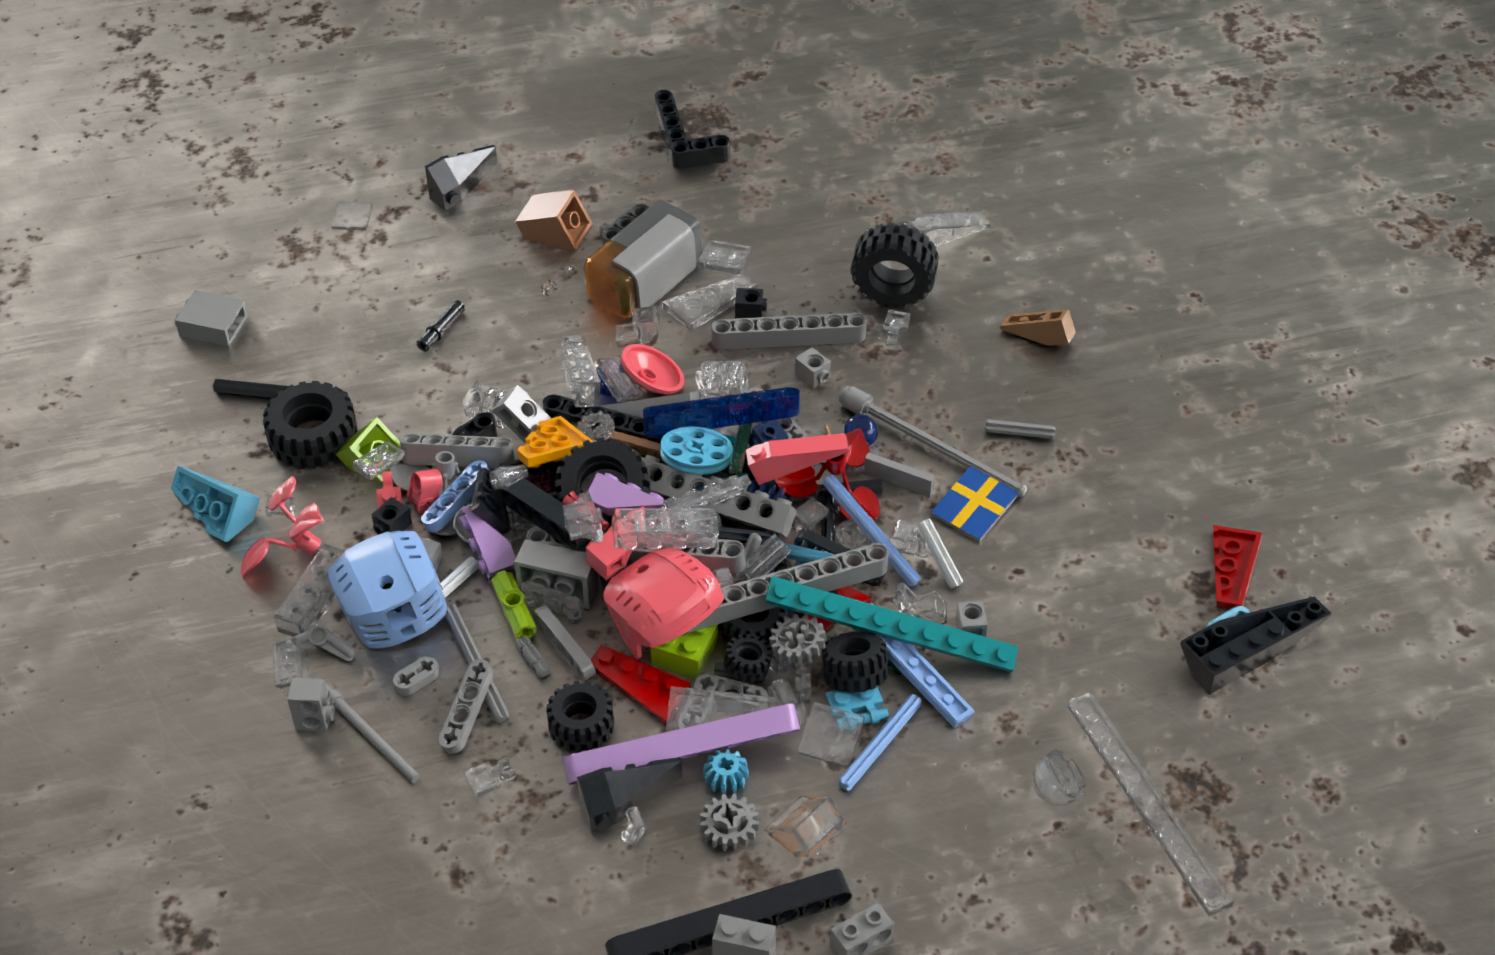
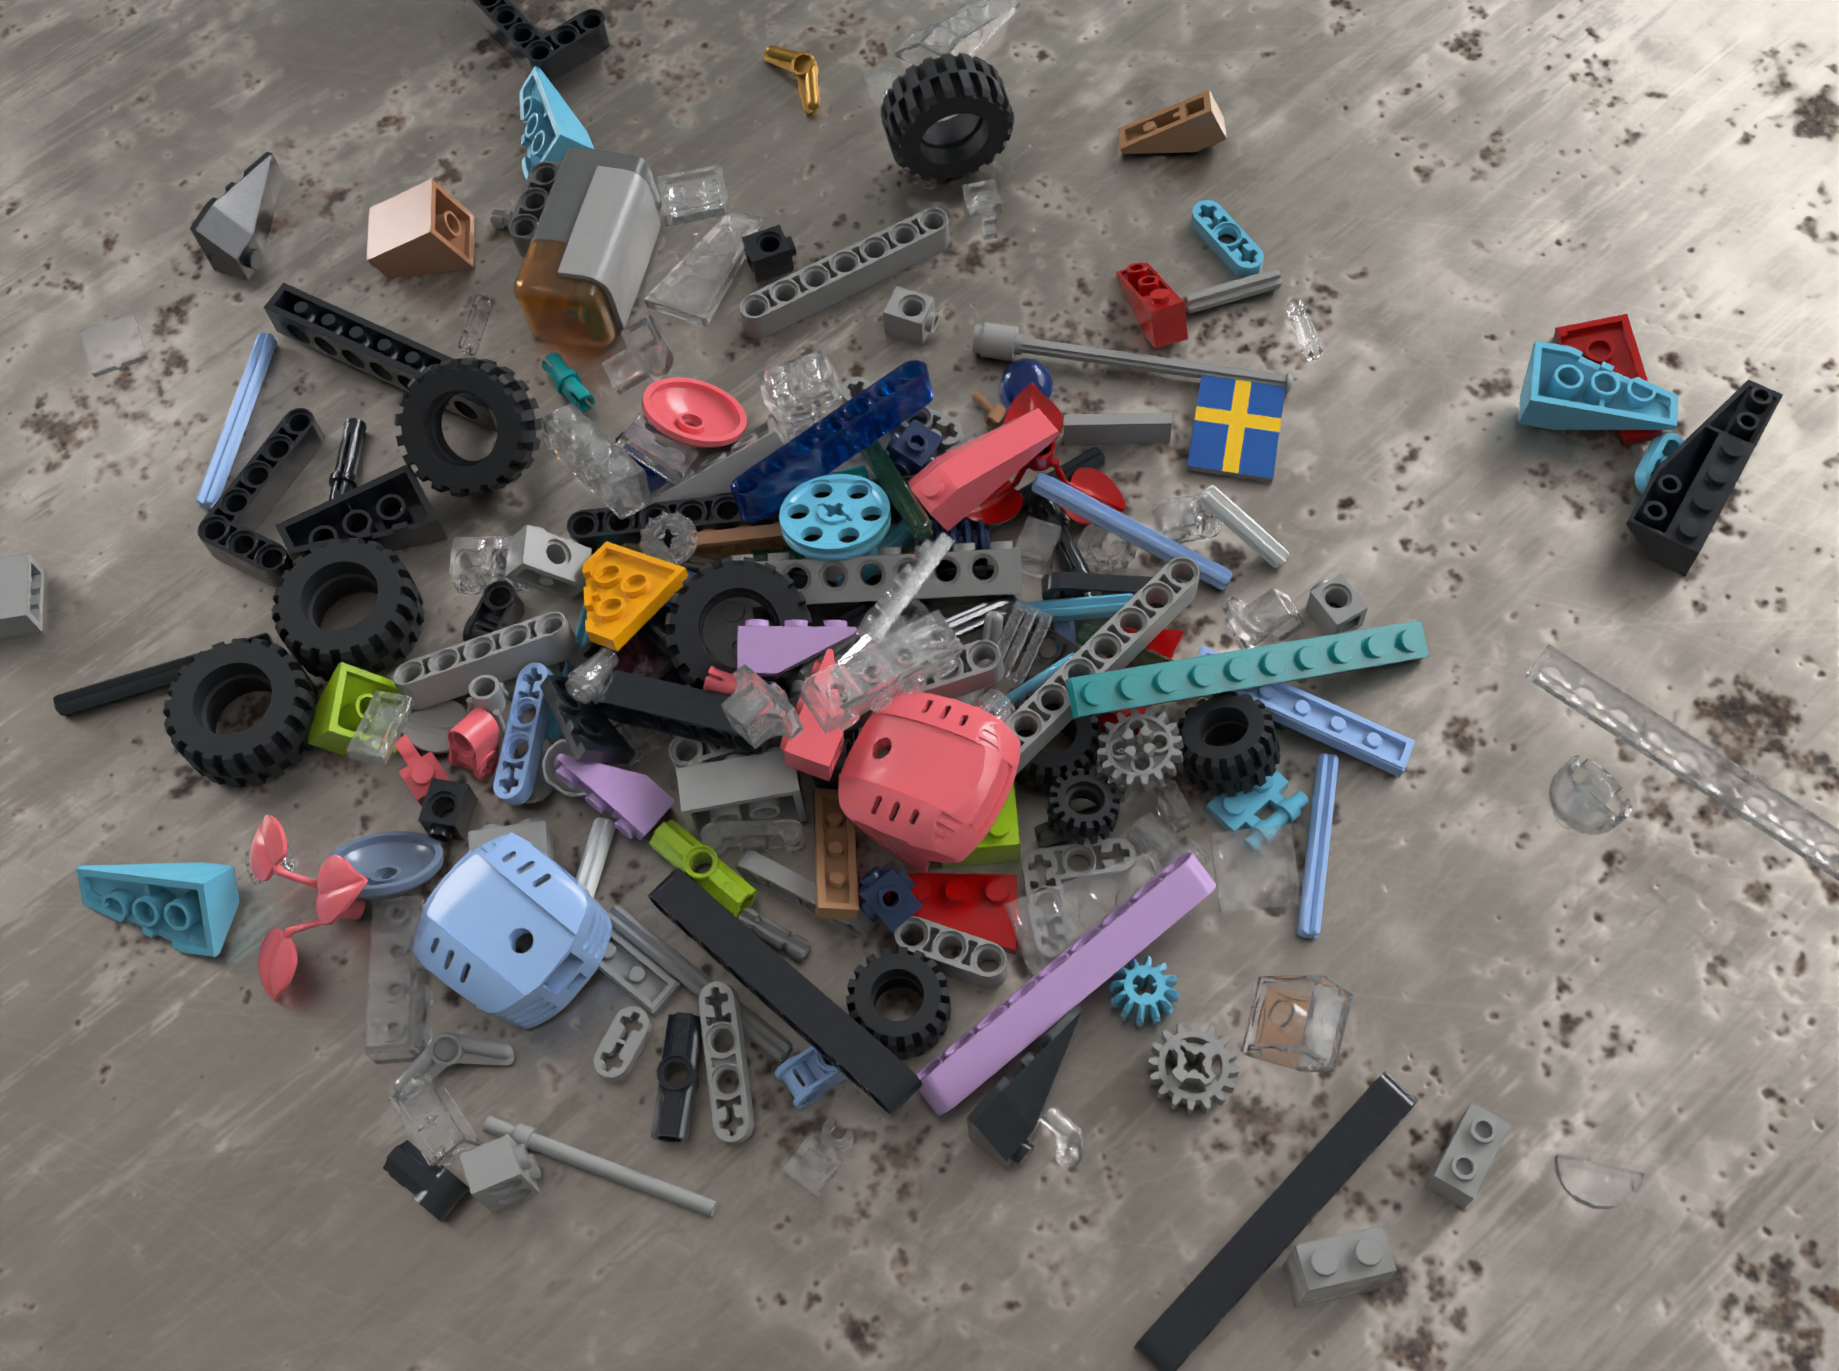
camera: 20 degrees left, 15 degrees up
(270, 698) = (433, 1186): none -> black piece
(341, 531) = (392, 862): none -> sand blue dish
(363, 328) = (233, 520): none -> black beam
(395, 279) = (236, 421): none -> light blue axle
(397, 375) = (329, 576): none -> black tyre
(432, 355) = (382, 511): none -> black wedge
(433, 704) = (676, 1102): none -> black piece
(444, 644) = (637, 975): none -> light grey tile
(492, 315) = (423, 426): none -> black tyre
(499, 277) = (364, 345): none -> black brick
(515, 732) = (815, 1074): none -> light blue piece
(519, 680) = (786, 992): none -> black beam
(586, 628) = (834, 858): none -> medium nougat plate
(591, 329) = (568, 382): none -> teal pin
(612, 662) = (897, 906): none -> dark blue brick
(638, 709) = (972, 948): none -> light grey beam
(665, 185) = (549, 123): none -> medium azure wedge
(833, 212) = (804, 67): none -> pearl gold piece
(965, 417) = (1154, 304): none -> red slope
(1038, 391) = (1224, 224): none -> medium azure beam
(1051, 467) = (1304, 330): none -> clear axle
(1199, 563) = (1578, 394): none -> medium azure wedge

